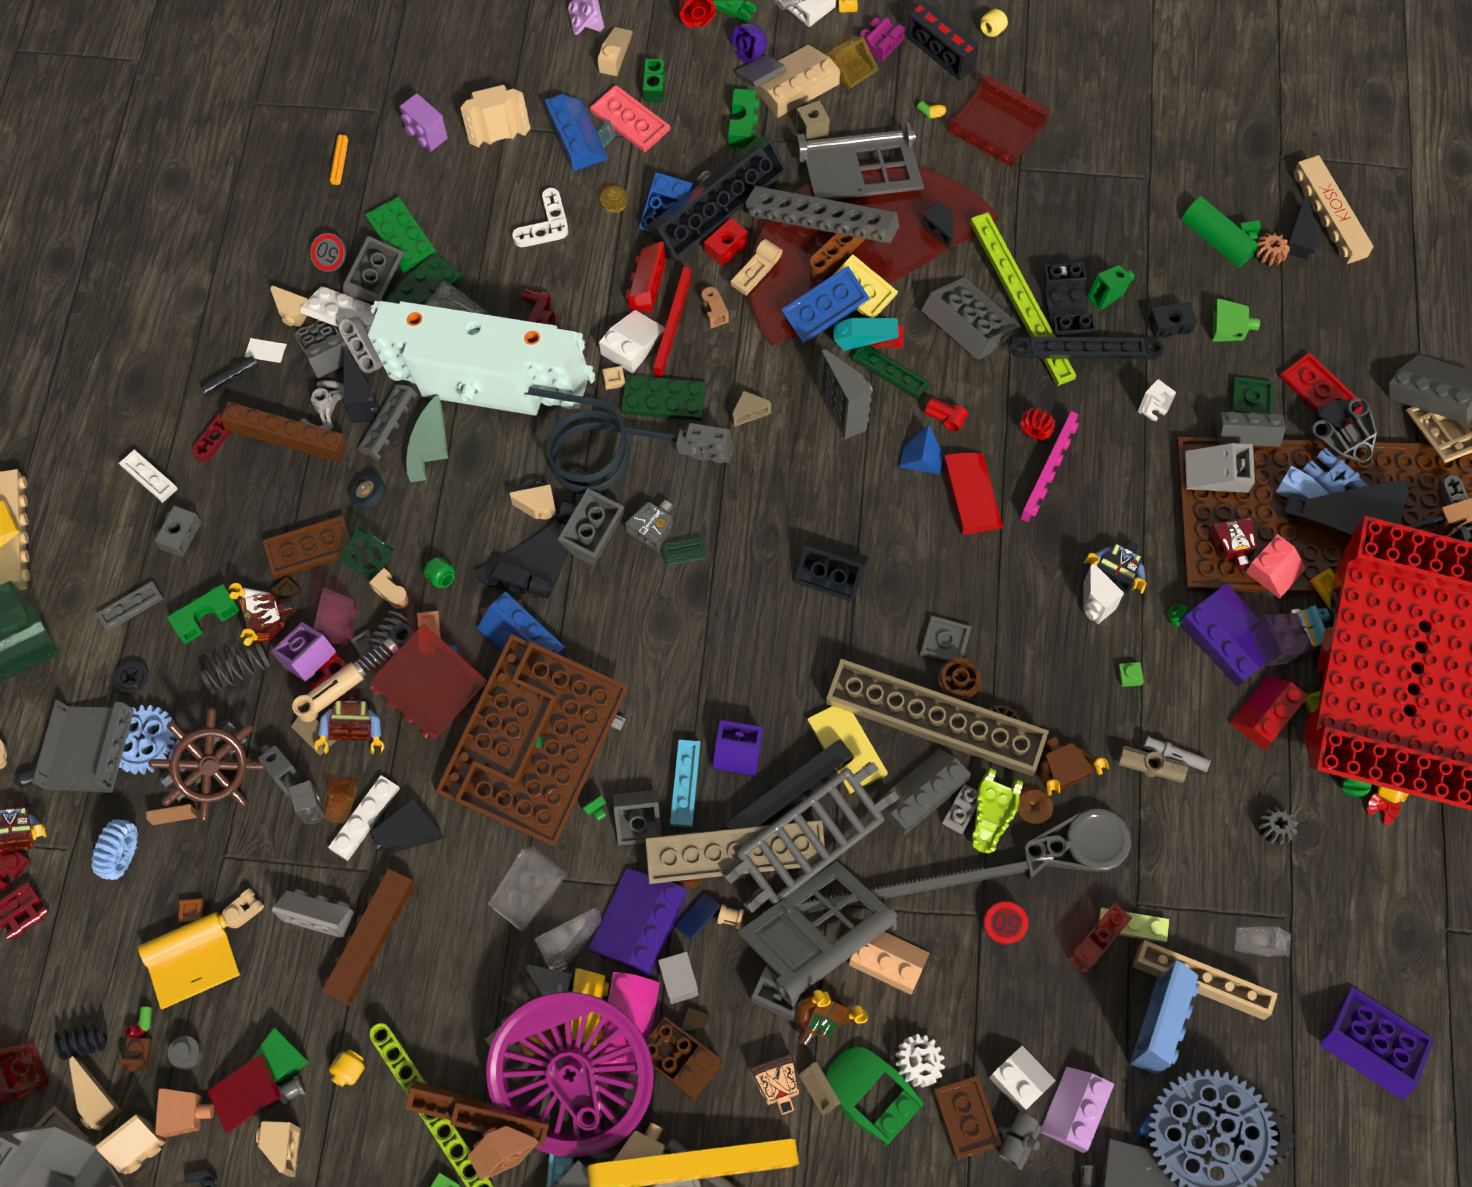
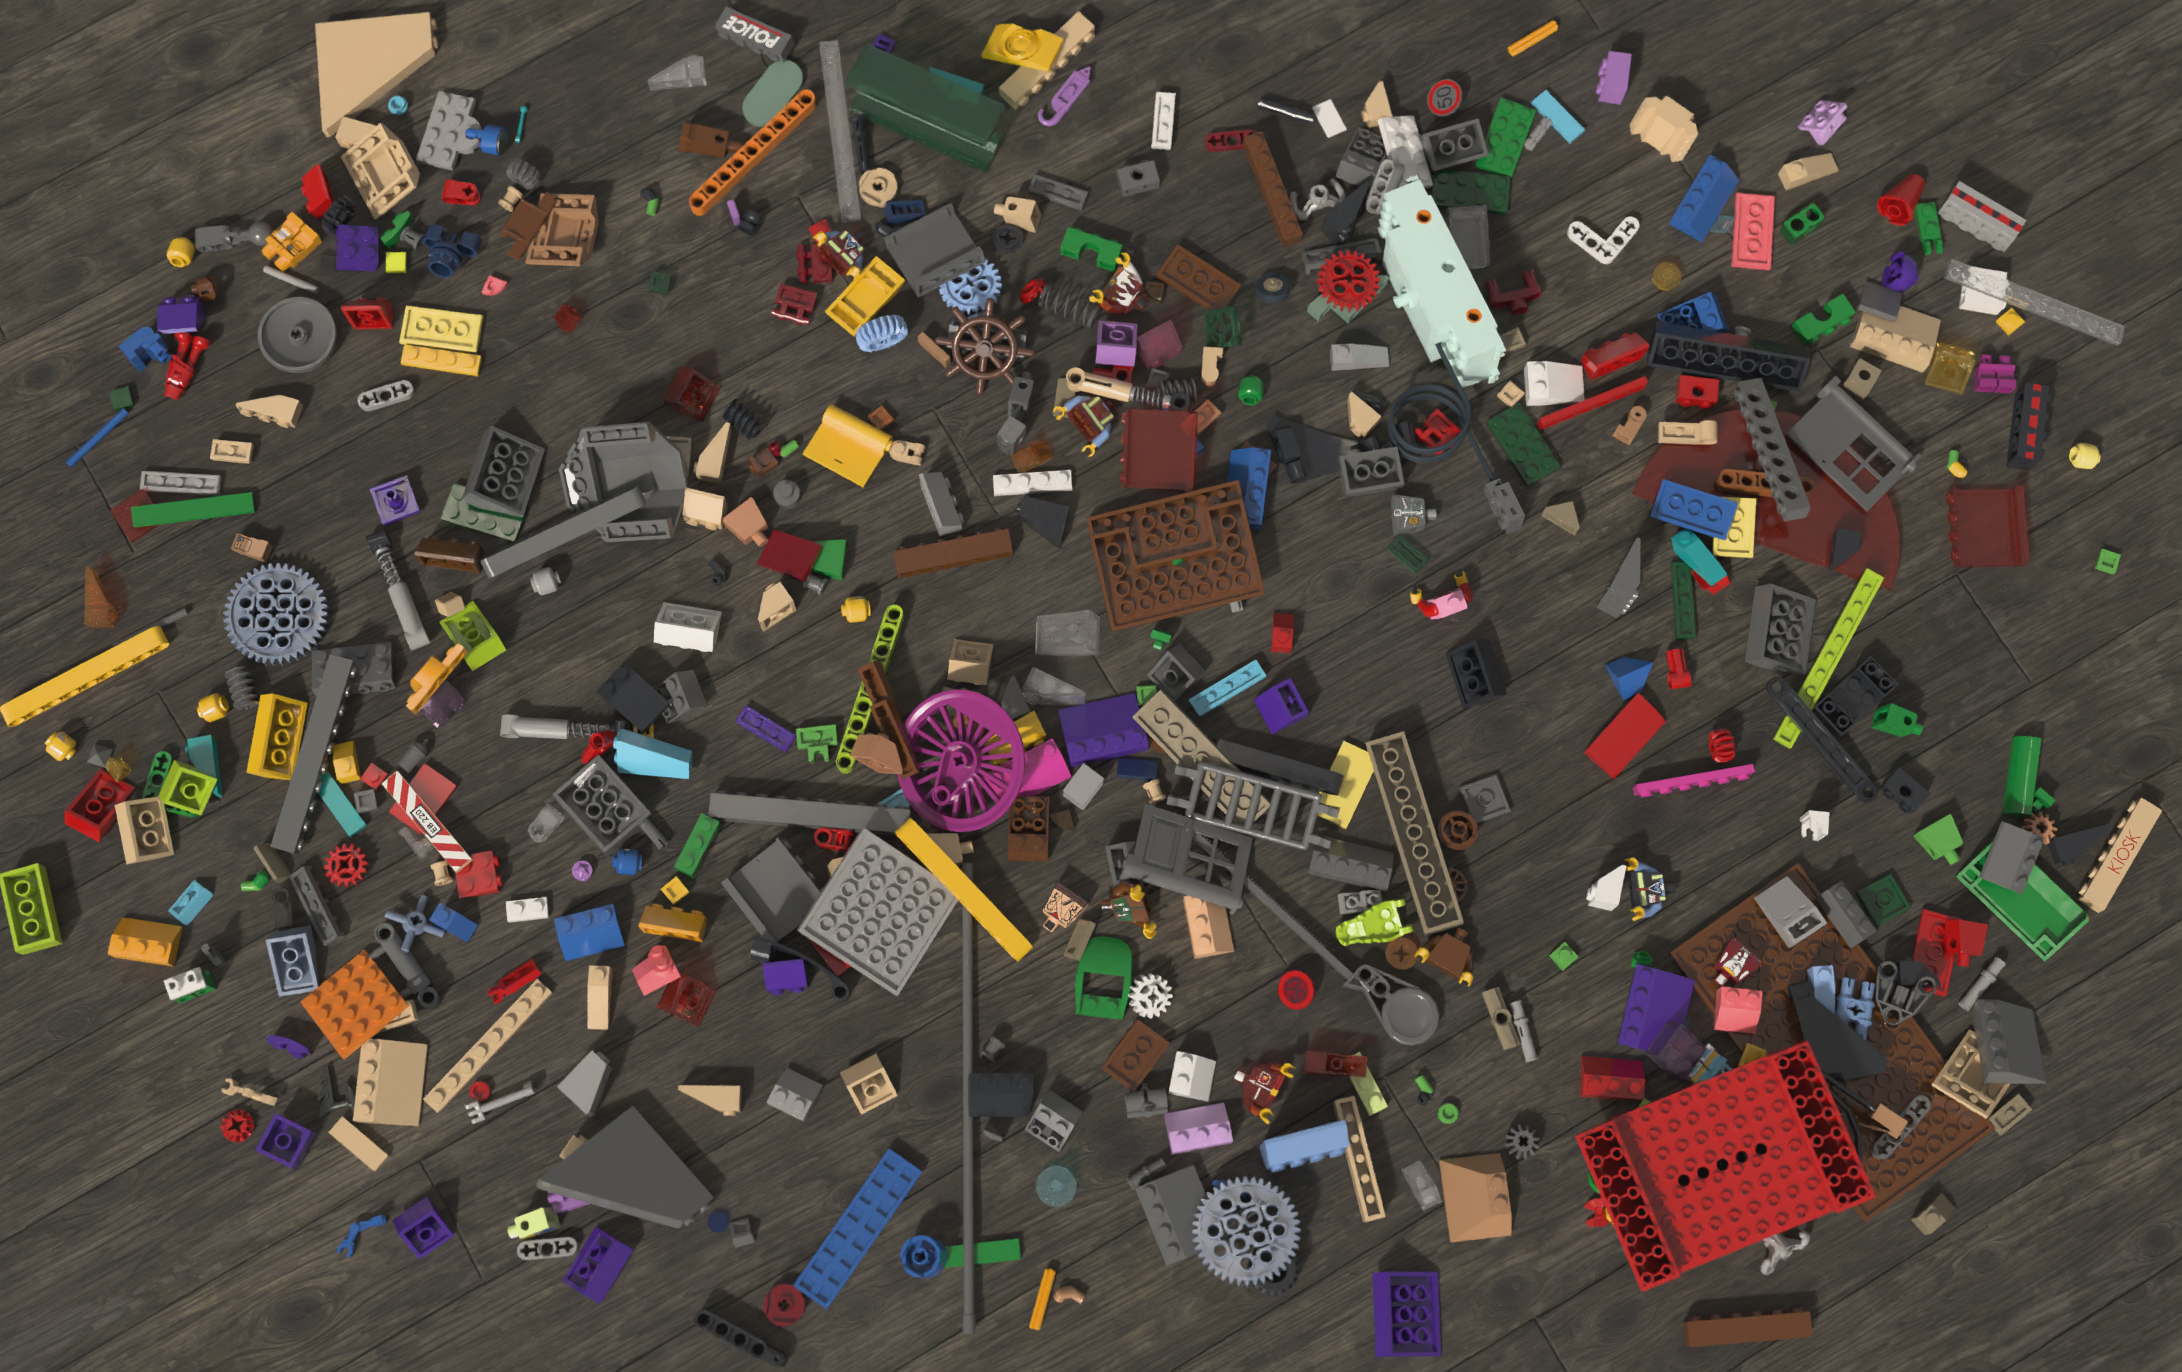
camera: 50 degrees right, 10 degrees up
(31, 752) = (904, 217): none -> dark blue slope
(55, 537) = (1067, 96): none -> medium lavender plate
(69, 839) = (865, 296): none -> yellow slope
(118, 648) = (1020, 212): none -> tan torso
(194, 689) = (1031, 290): none -> red gear
(414, 426) = (1349, 297): none -> red gear
(417, 186) = (1560, 118): none -> medium azure tile
(418, 209) = (1537, 134): none -> light grey axle
(482, 469) = (1358, 356): none -> light grey slope
(482, 996) = (970, 662): none -> tan slope
(599, 447) = (1441, 427): none -> red plate
(636, 859) = (1145, 693): none -> bright green tile
(672, 701) = (1282, 633): none -> red slope
(752, 548) = (1446, 603): none -> torso
(1077, 1019) = (1262, 1087): none -> clear red torso
(1087, 64) = (2107, 561): none -> bright green tile
(1175, 875) = (1425, 1092): none -> arm
(1208, 871) = (1447, 1113): none -> bright green tile
(1289, 277) = (2011, 857): none -> dark grey slope
(1303, 901) = (1476, 1197): none -> medium nougat slope
(1320, 297) = (2038, 916): none -> green slope
(1330, 359) = (1965, 939): none -> red torso
(1370, 366) = (1986, 978): none -> light grey pin

